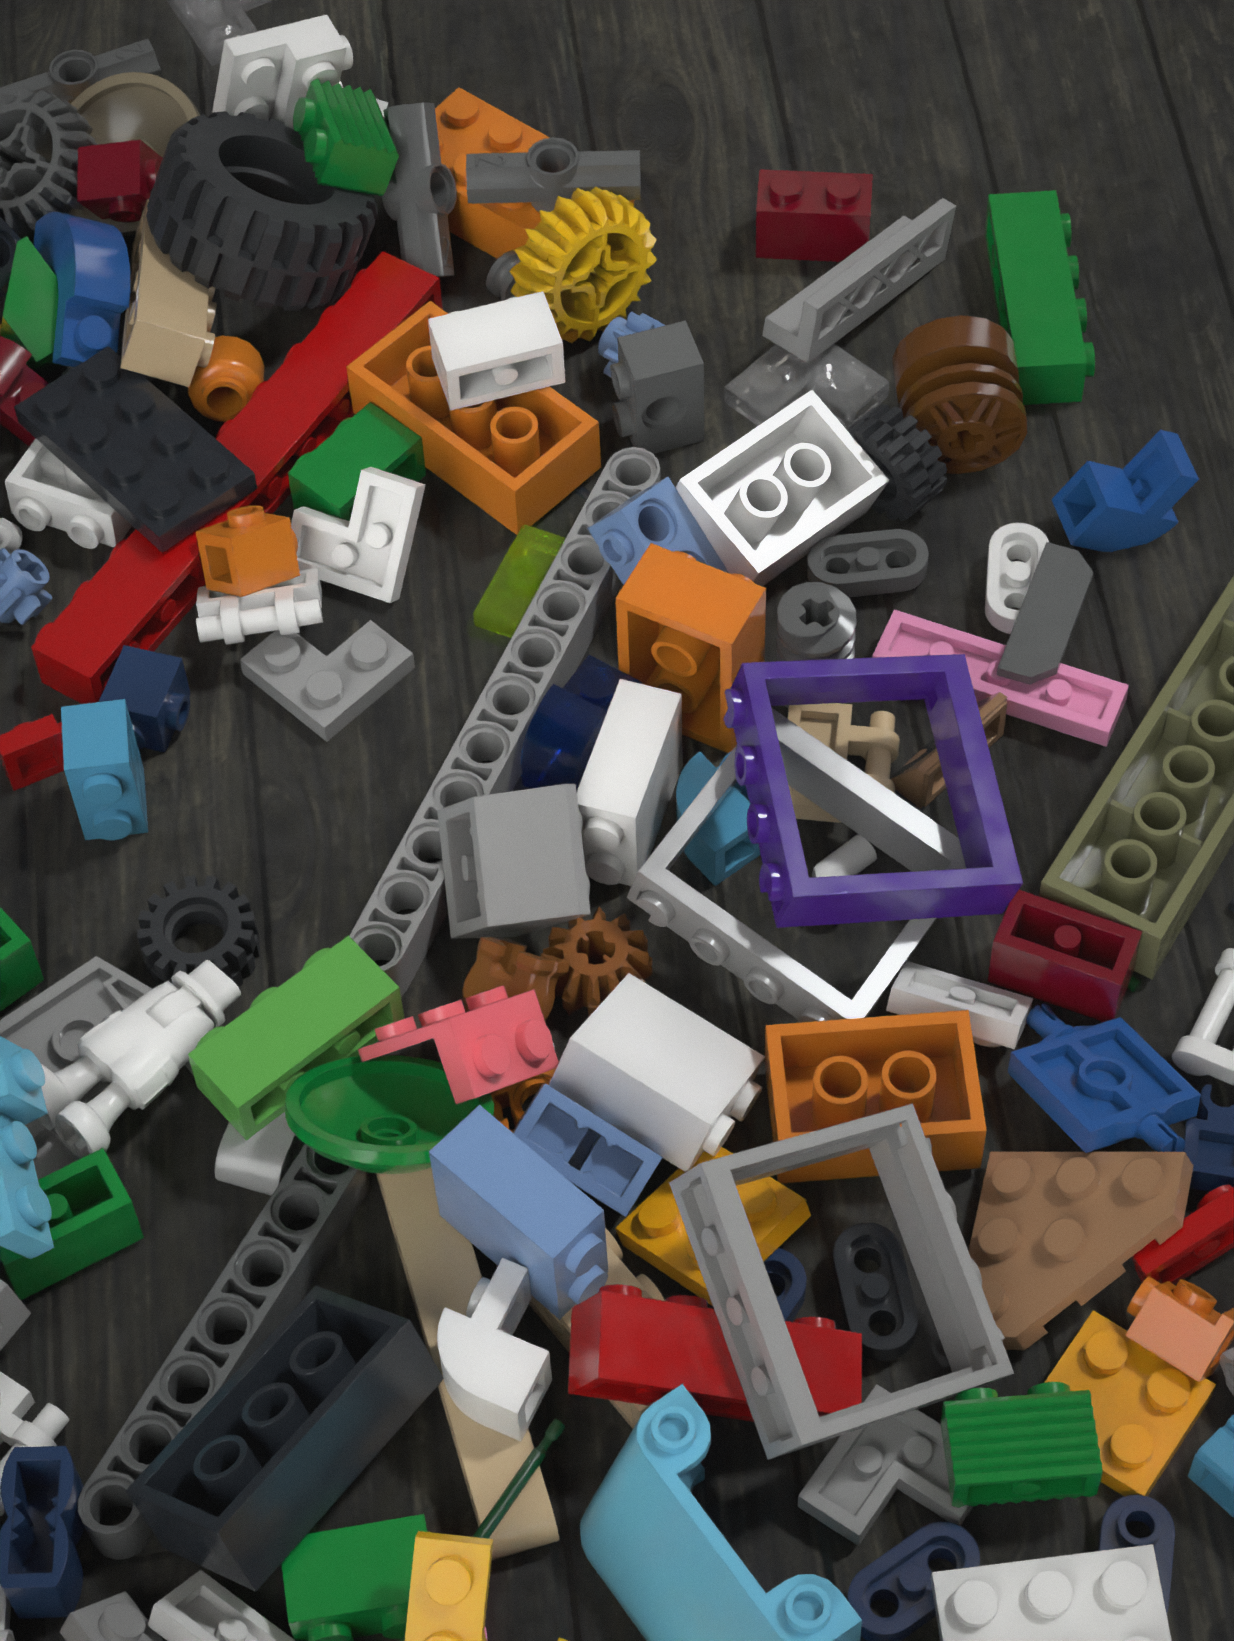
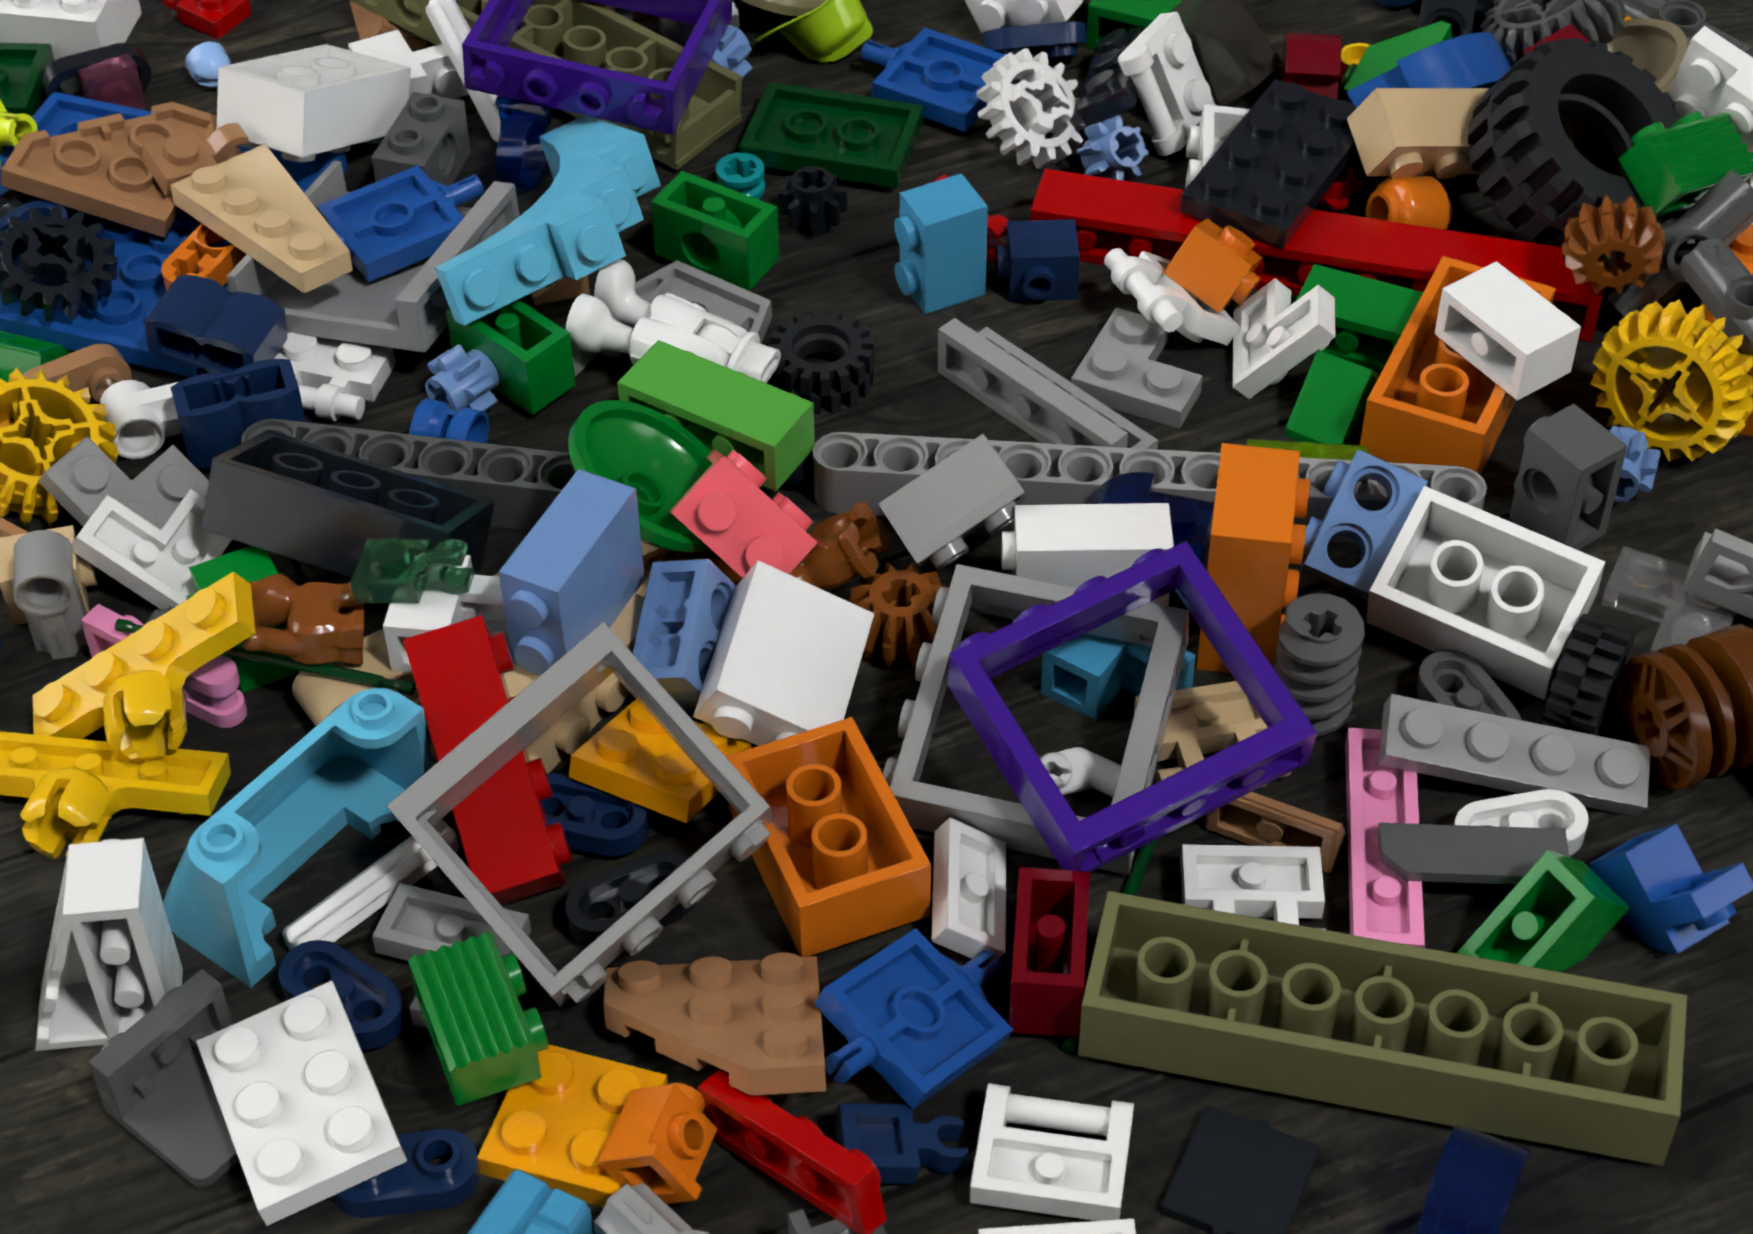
camera: 70 degrees right, 10 degrees down
(83, 1290) = (463, 379): none -> medium blue gear
(152, 1322) = (437, 420): none -> blue wheel
(339, 764) = (1030, 391): none -> light grey fence
(415, 234) = (1613, 245): none -> dark orange gear
(446, 1491) = (320, 620): none -> dark orange animal
(457, 530) = (1331, 401): none -> green slope
(457, 1375) = (403, 569): none -> clear green plate
(766, 1509) = (366, 891): none -> white axle
(948, 550) = (1513, 754): none -> light grey plate
(1024, 769) = (1254, 880): none -> white plate
(1132, 599) = (1549, 917): none -> green slope

